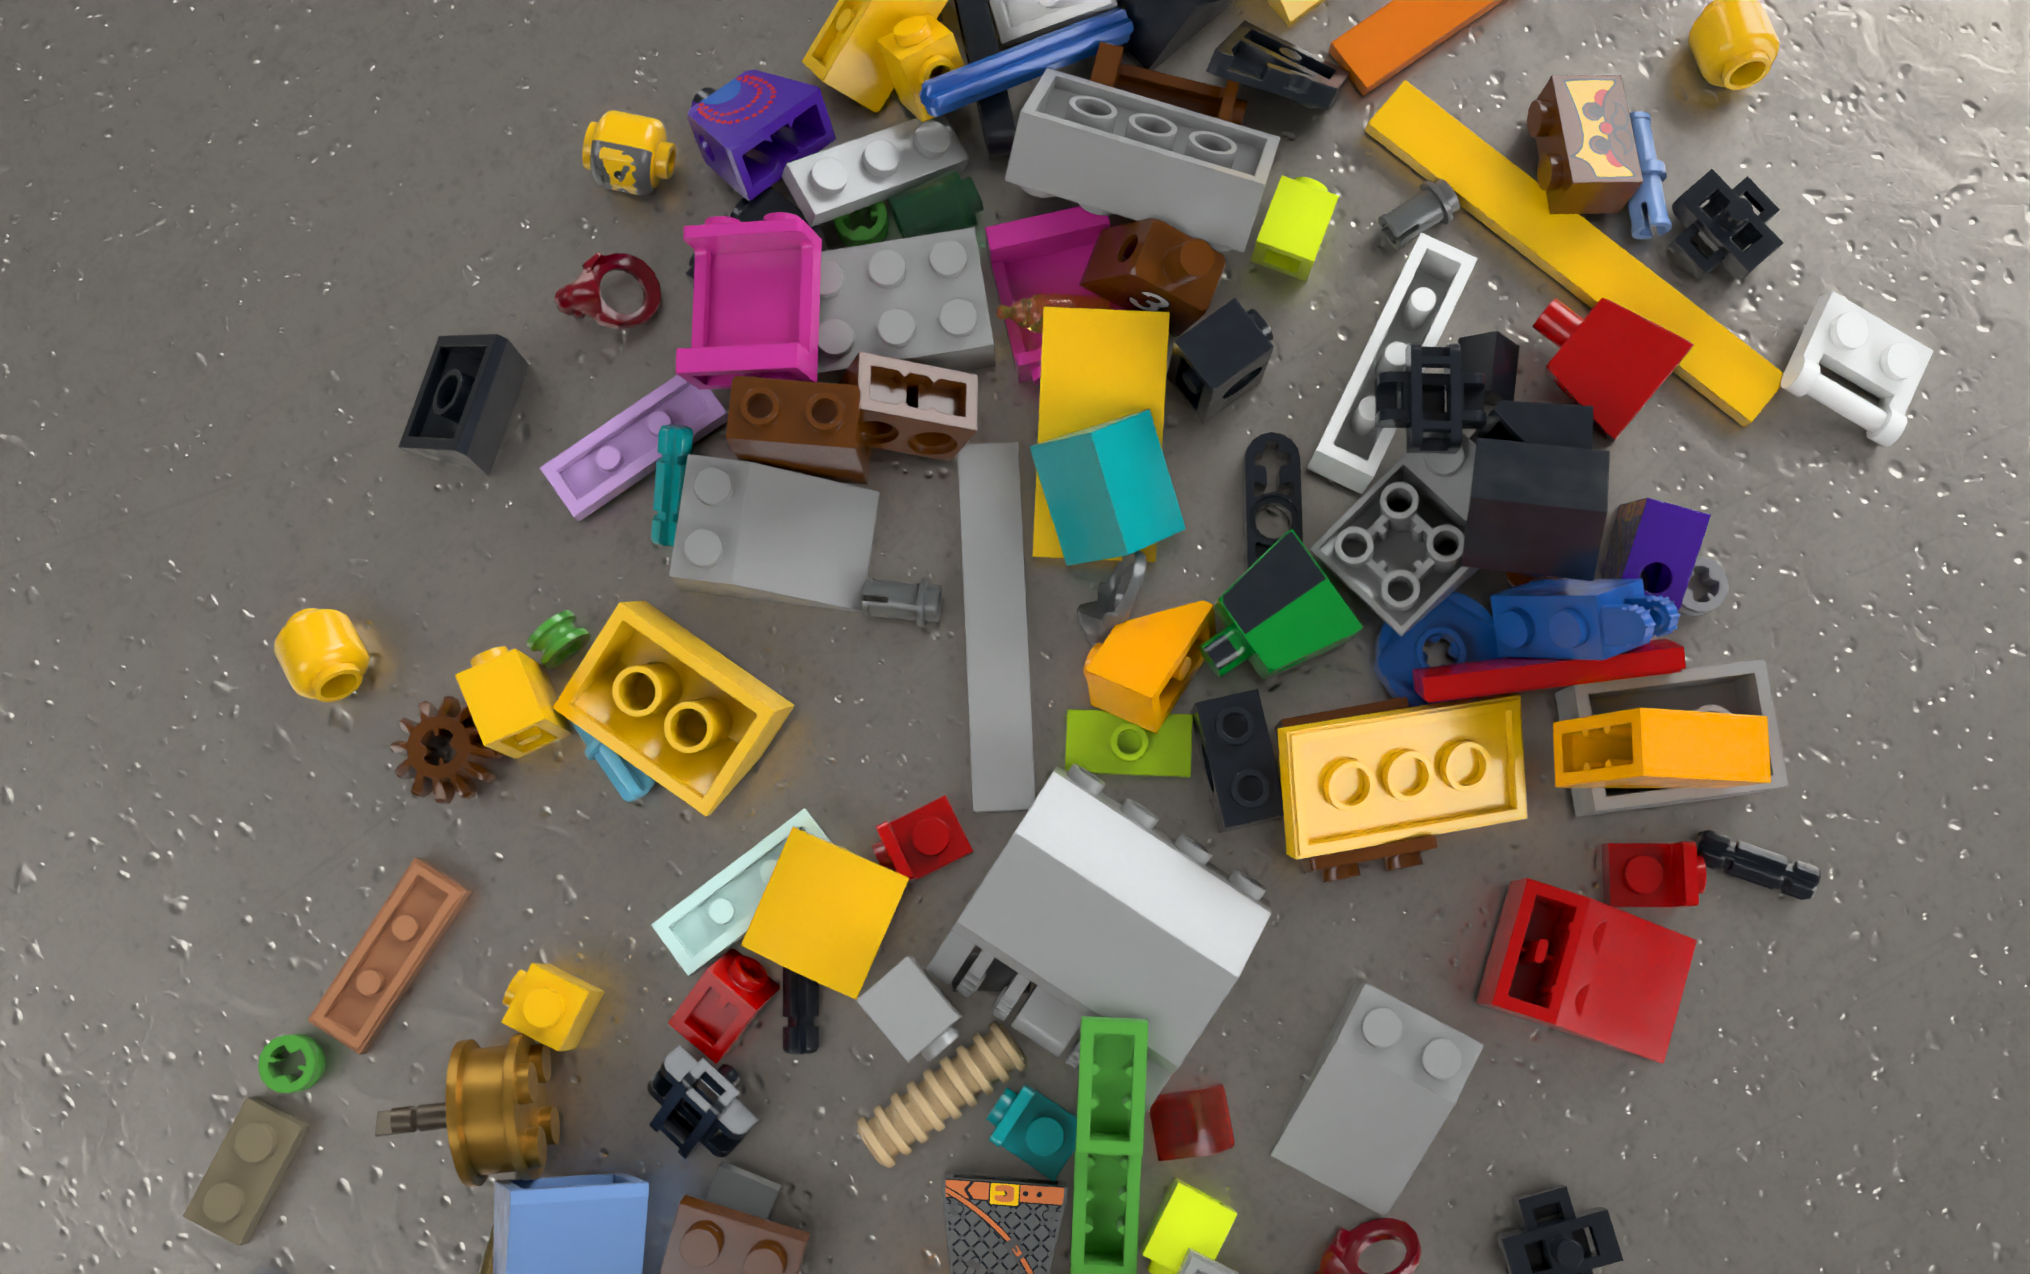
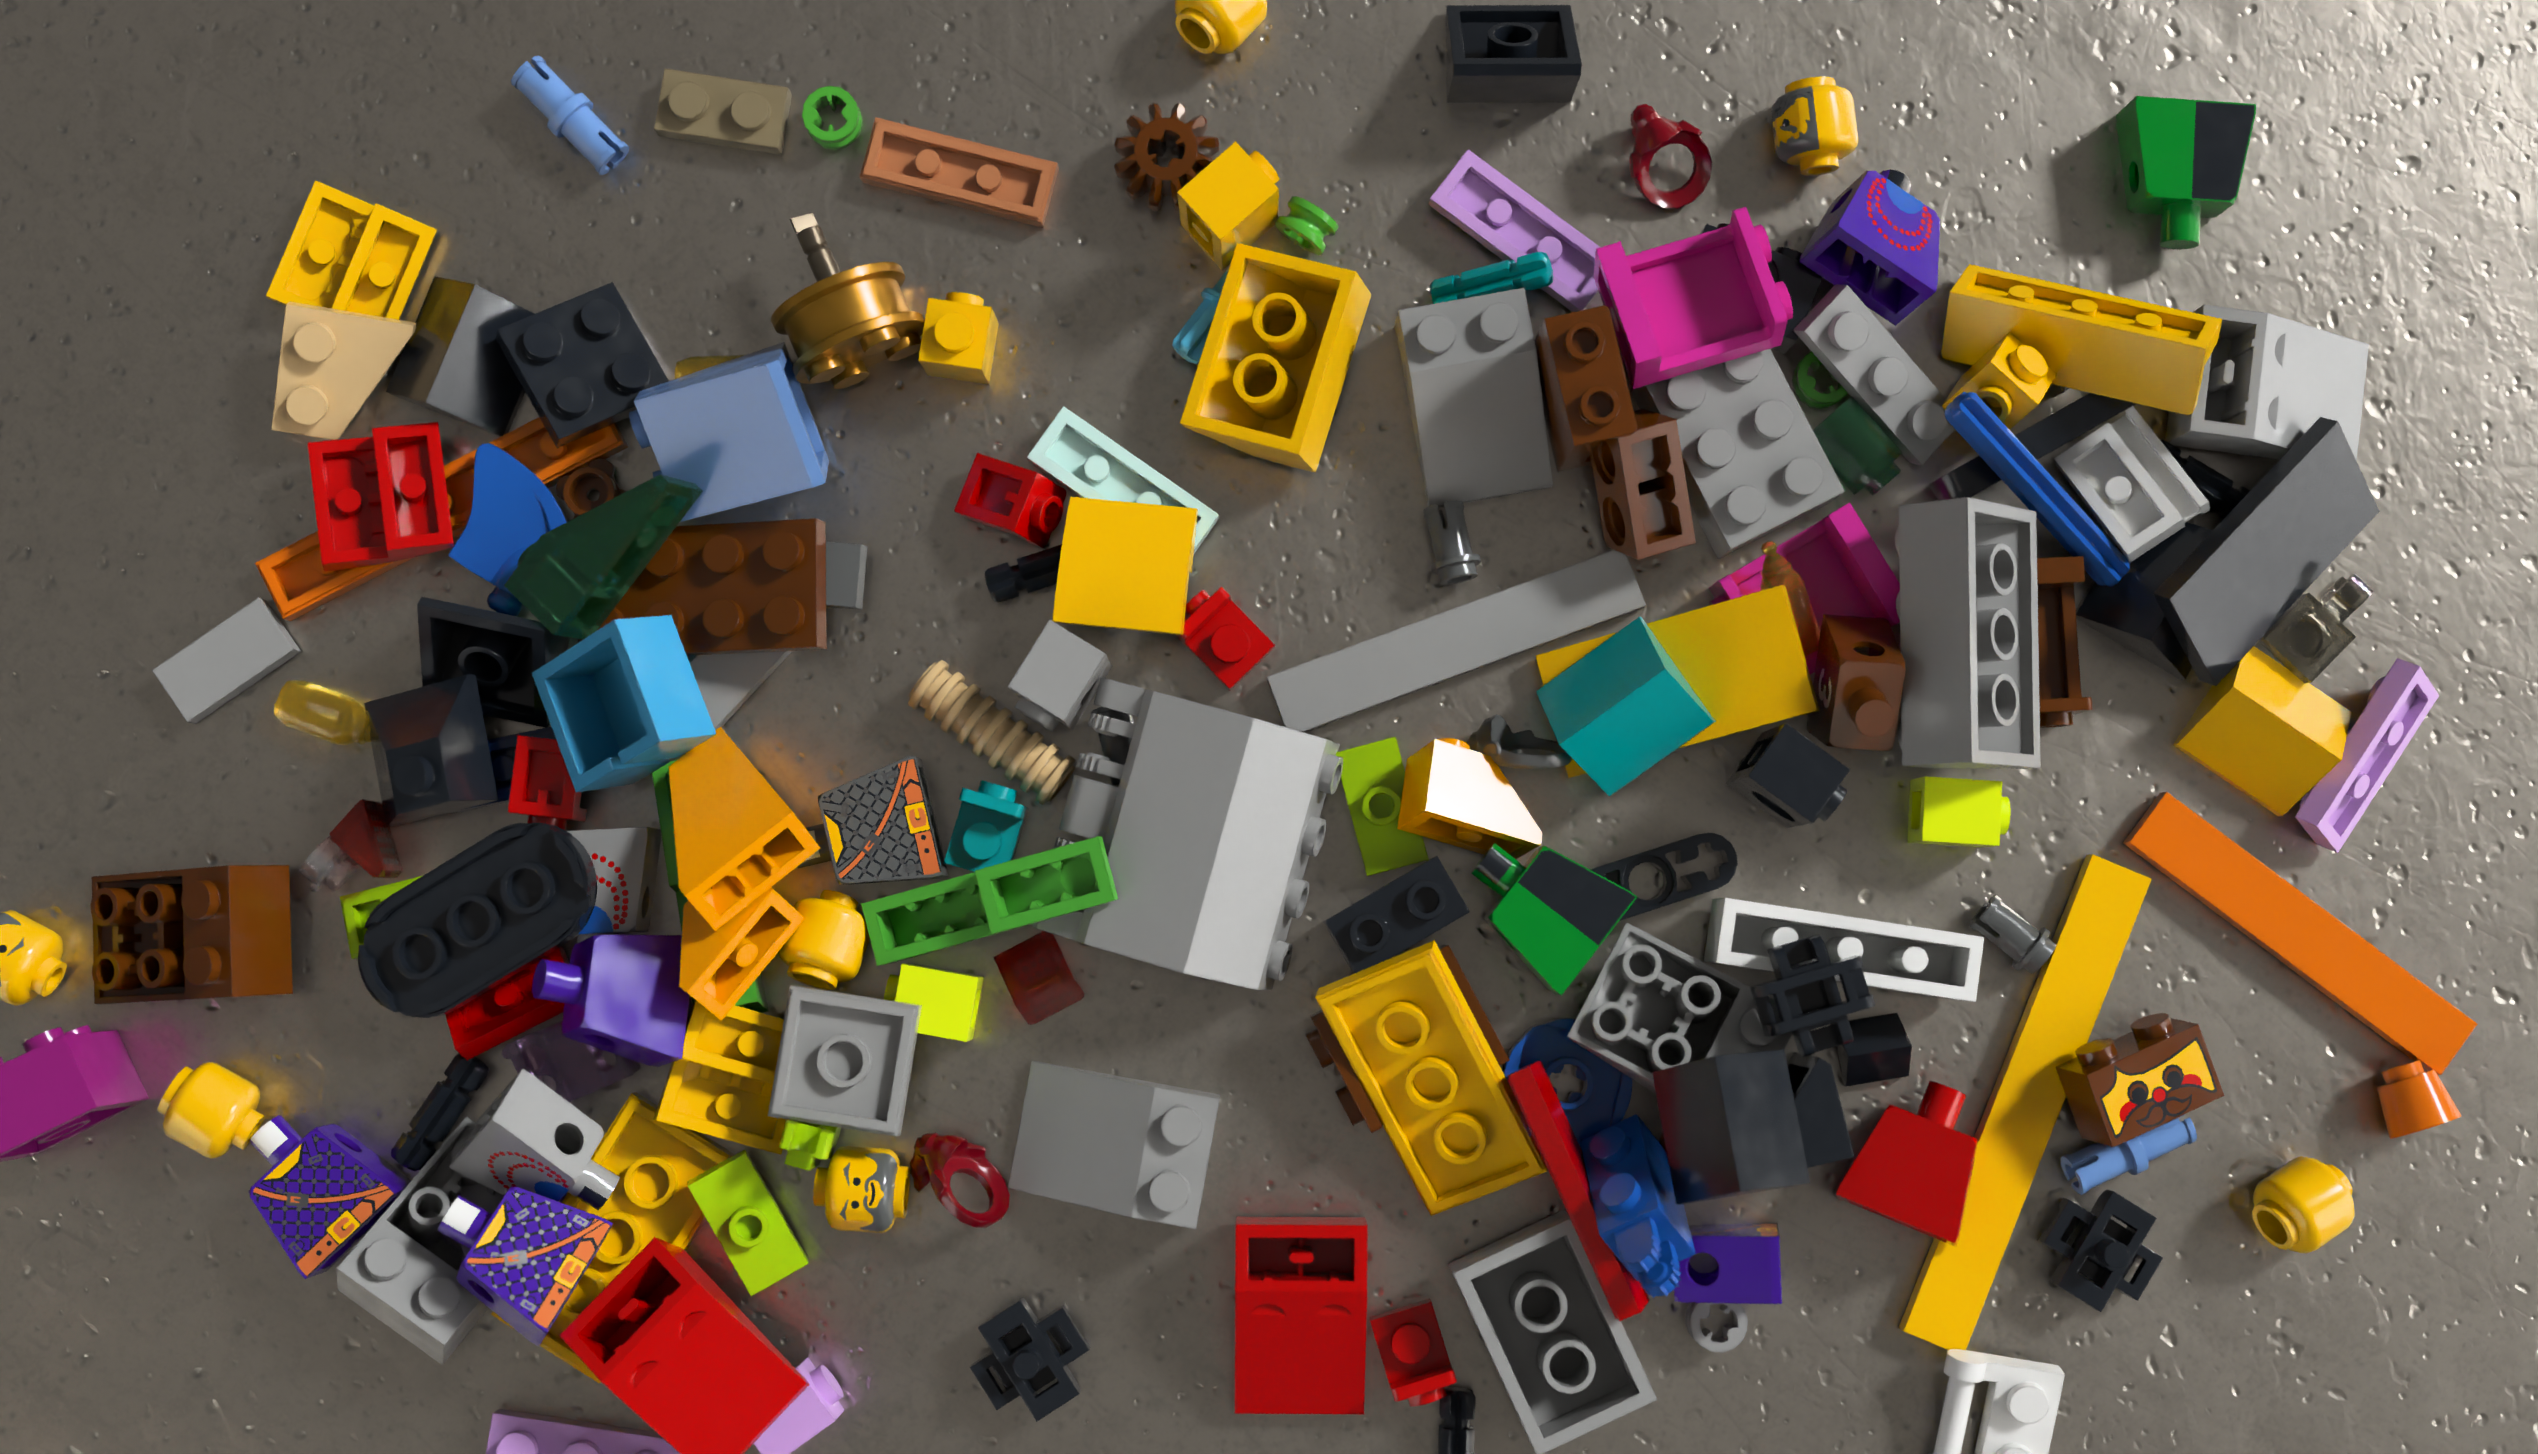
camera: 65 degrees right, 5 degrees up
(704, 1099) = (917, 510): black piece -> none
(1277, 66) = (2119, 743): black wing -> none
(1661, 750) = (1529, 1318): light orange slope -> none

